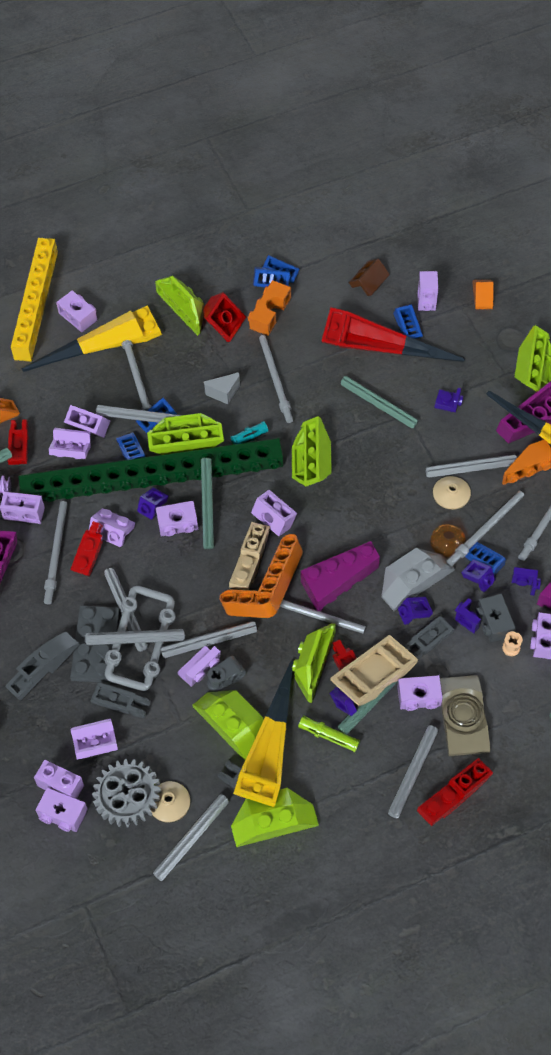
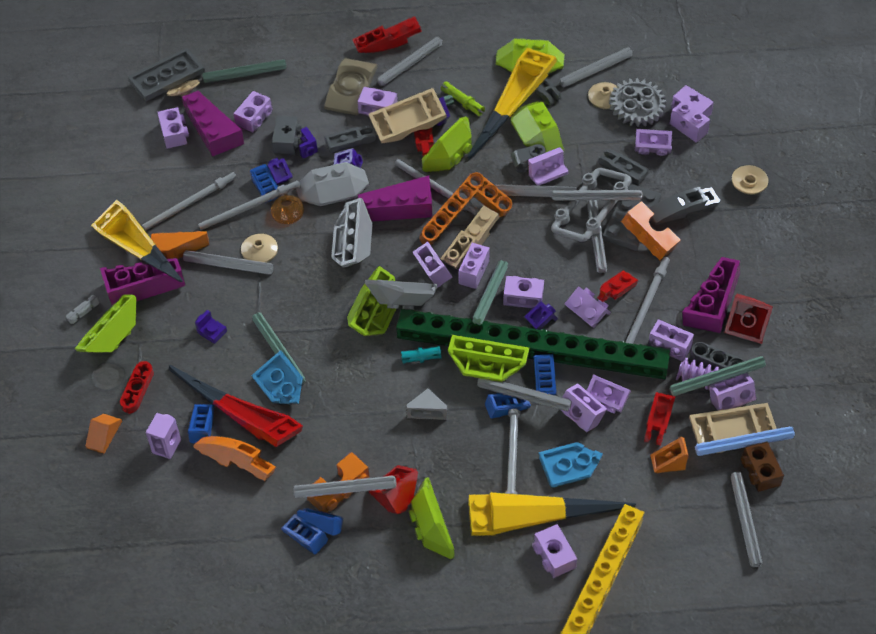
camera: 160 degrees left, 5 degrees down
(56, 609) = (658, 242): none -> orange arch
(86, 383) = (568, 463): none -> dark azure tile
(234, 528) = (474, 265): none -> lavender brick
(256, 289) = (344, 486): none -> light grey axle
(284, 404) = (372, 373): light grey bar -> none
(284, 463) = (401, 293): none -> light grey wedge
(361, 371) = (279, 380): none -> dark azure tile
(362, 514) = (352, 234): none -> light grey wedge
(363, 299) = (231, 451): none -> orange slope
(370, 276) = (212, 490): reddish brown panel -> none
(482, 327) = (138, 394): none -> red beam
(512, 643) = (280, 111): light nougat bush -> none
(526, 577) = (241, 156): dark purple bracket -> none

